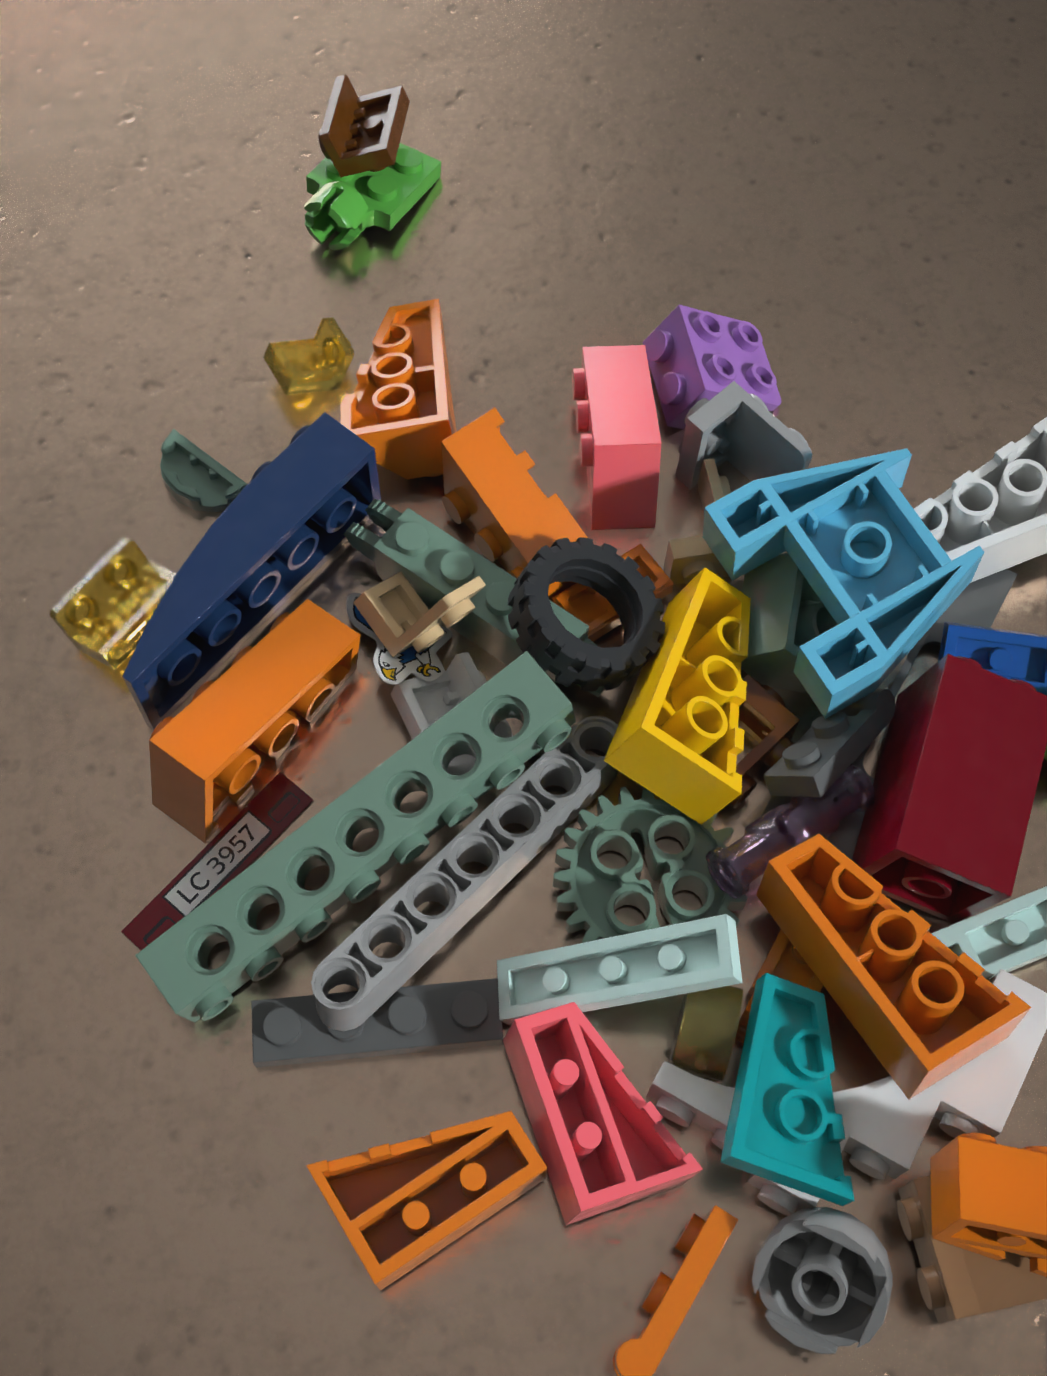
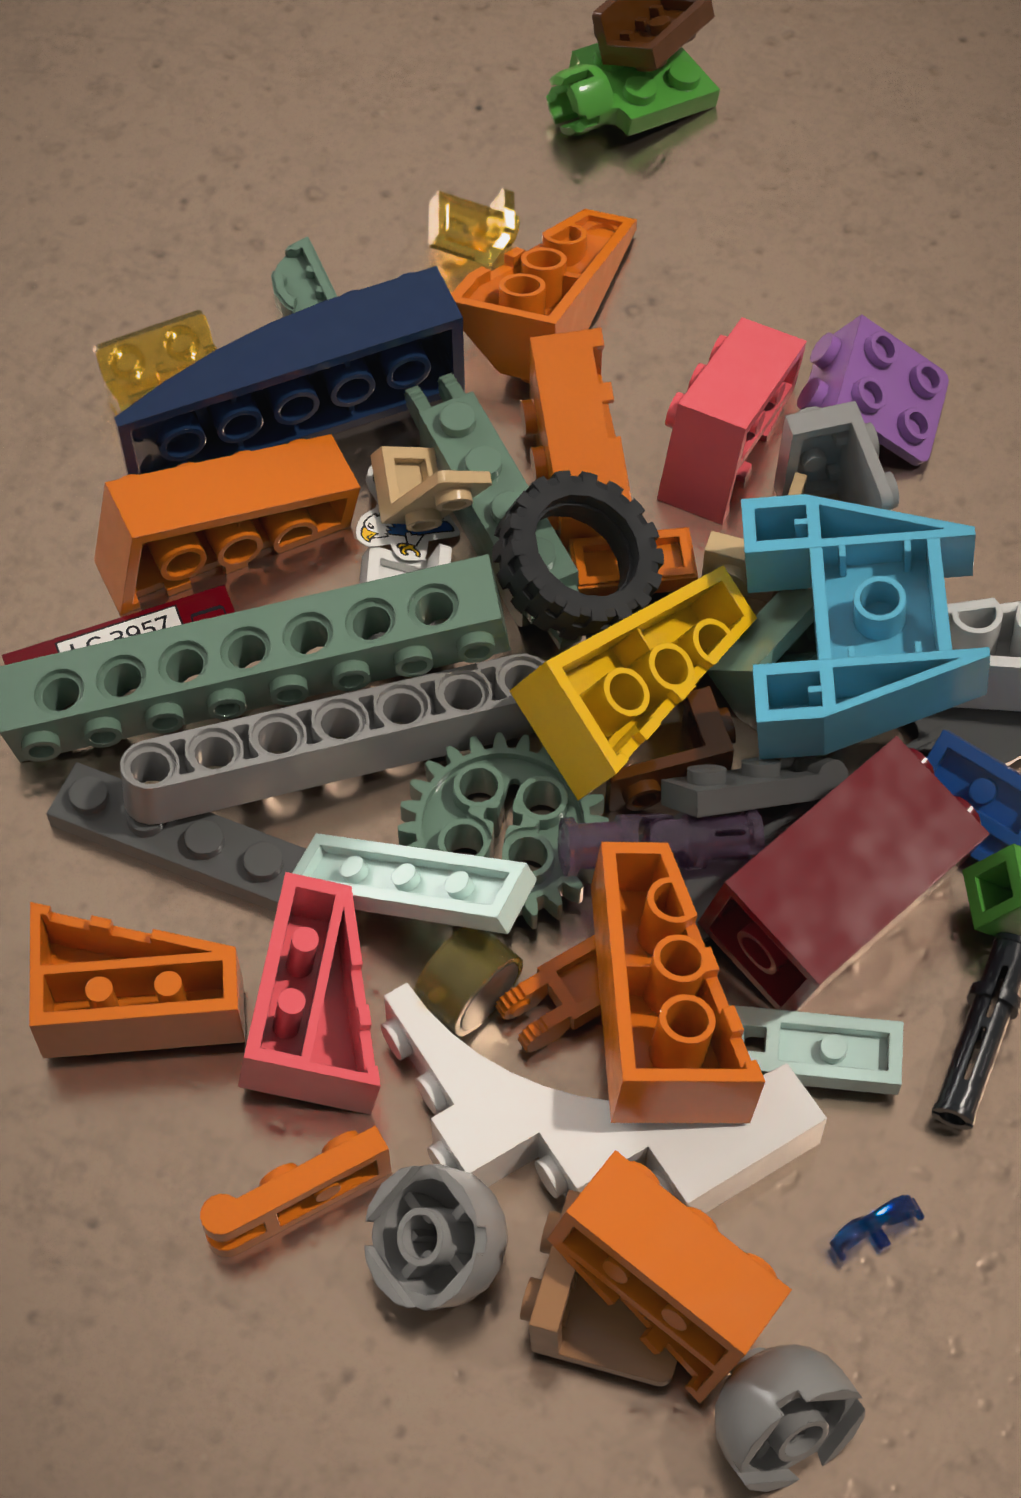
camera: 30 degrees right, 5 degrees down
(783, 1095) = (495, 1059): teal wing -> none

